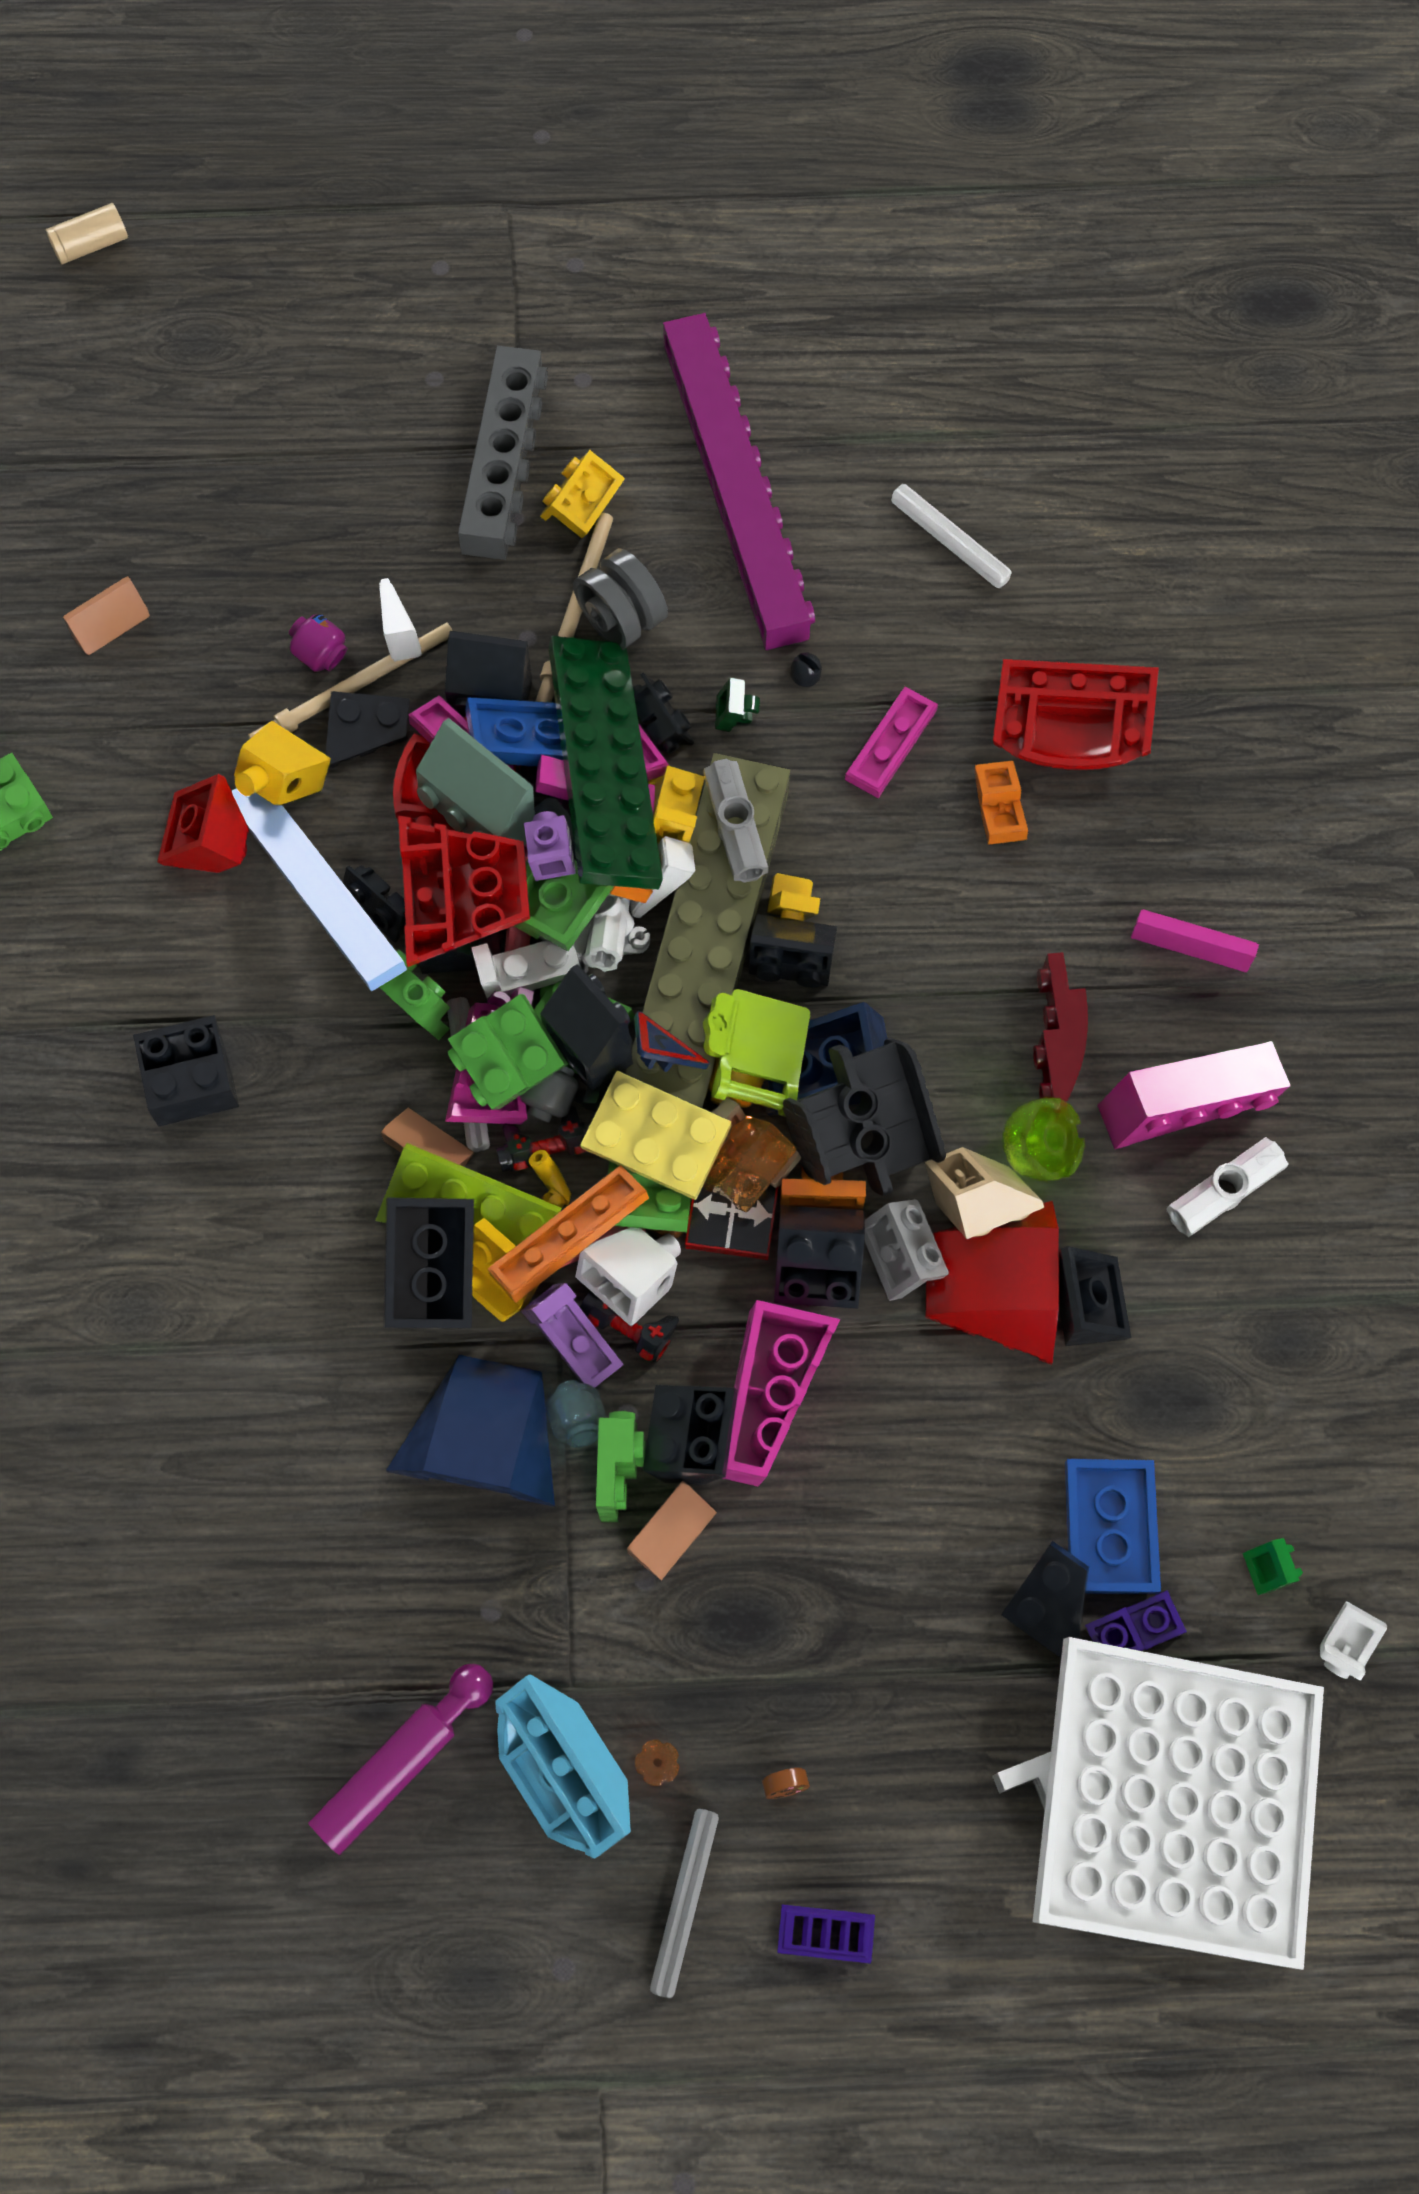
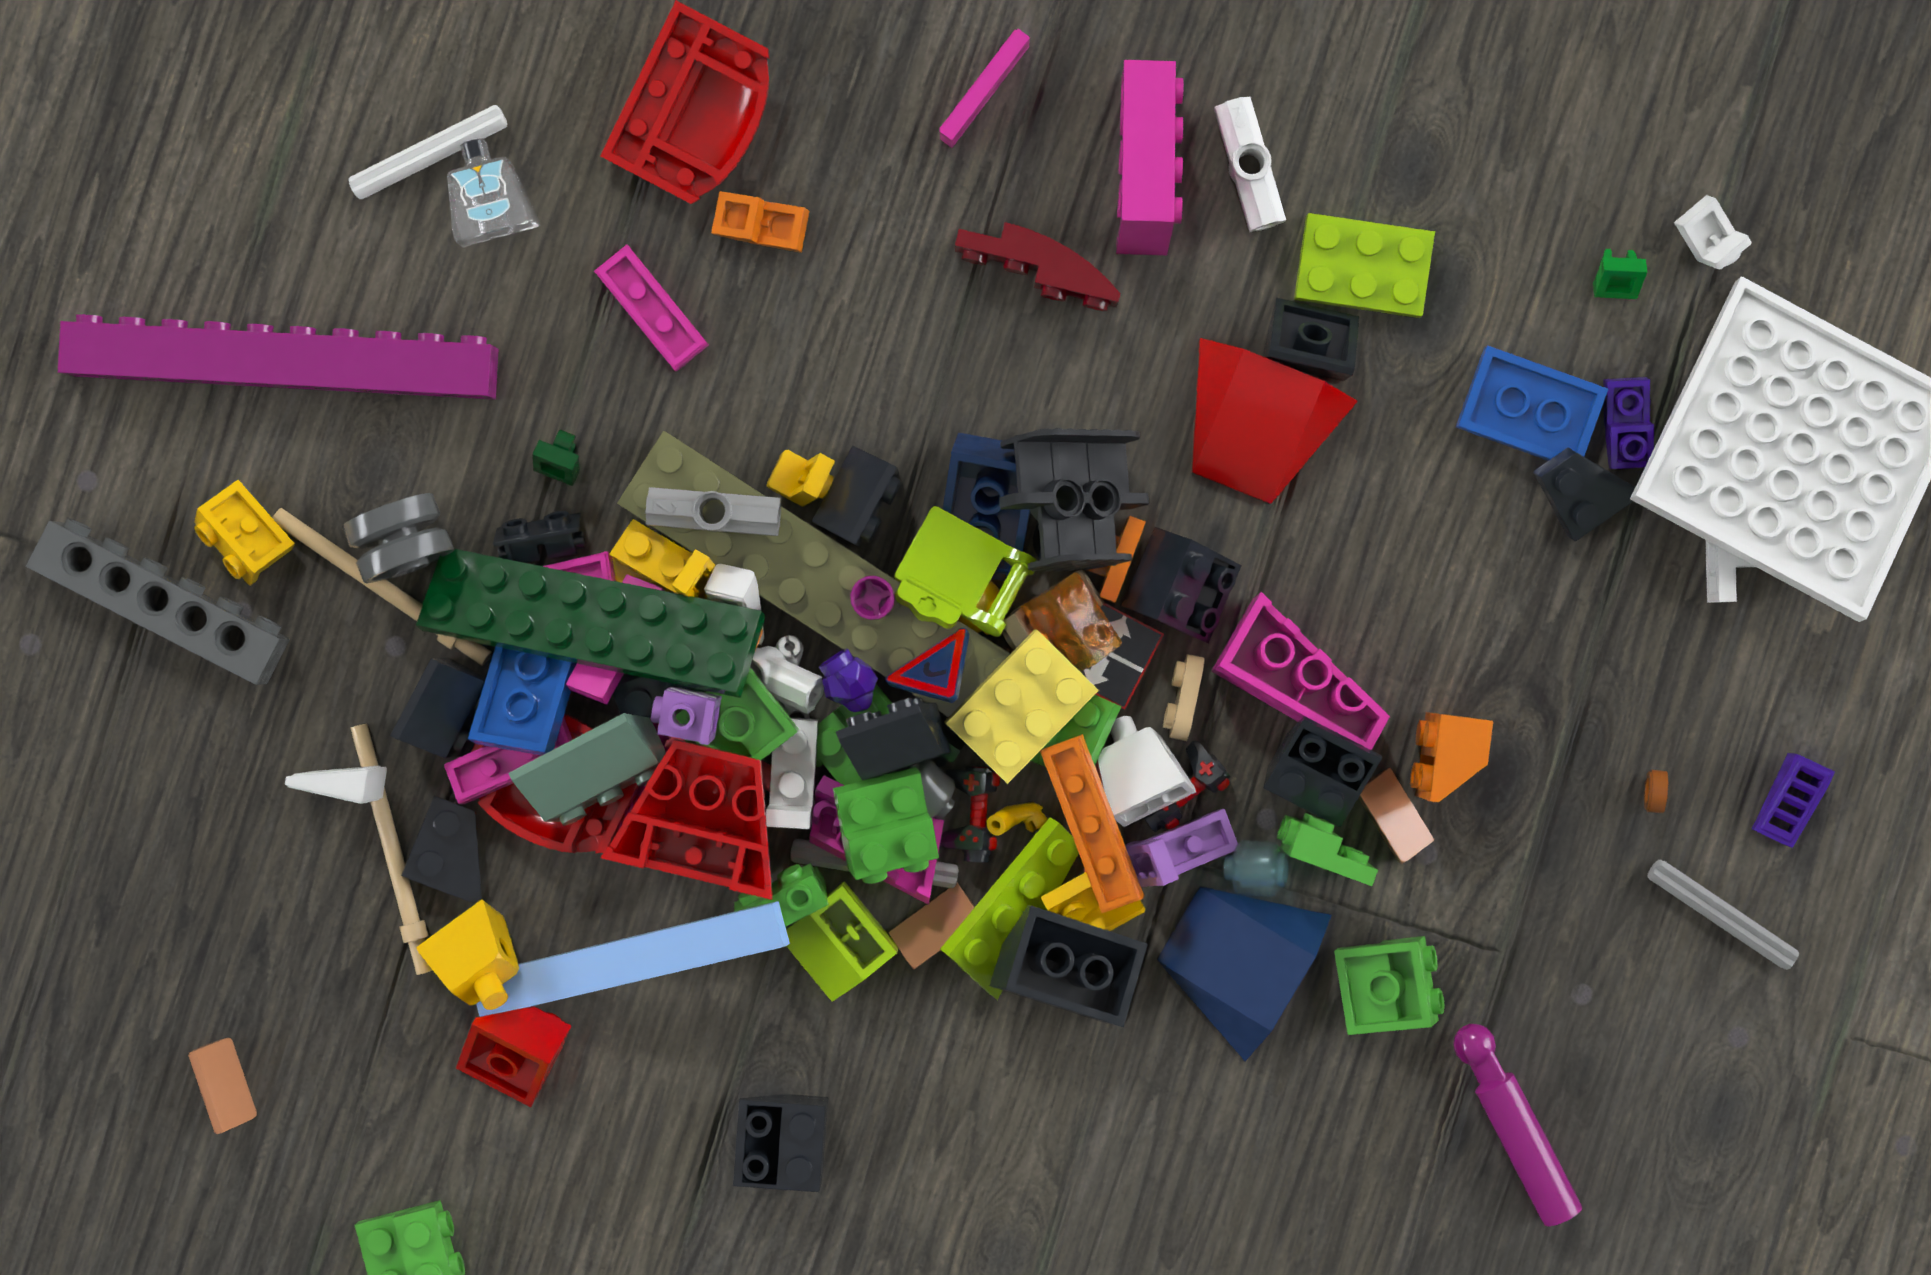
camera: 70 degrees left, 20 degrees up
(317, 643) = (333, 872): magenta head -> none
(368, 891) = (638, 906): black hinge -> none
(388, 1062) = (840, 943): none -> lime slope
(503, 1579) = (1389, 985): none -> bright green plate
(562, 1767) = (1580, 984): medium azure wedge -> none
(628, 981) = (848, 681): none -> dark purple rock
(657, 1775) = (1586, 894): clear orange plate -> none
(700, 1295) = (1180, 715): none -> tan plate
(708, 963) = (868, 594): none -> magenta wheel
(753, 1553) = (1450, 753): none -> orange slope
(802, 673) = (542, 372): black hinge -> none
(903, 1248) = (1204, 501): light grey bracket -> none
(931, 587) = (487, 197): none -> clear torso
(979, 1192) = (1179, 406): tan slope -> none
(1043, 1139) = (1147, 326): clear neon green cylinder -> none
(1180, 1325) = (1364, 265): none -> lime plate

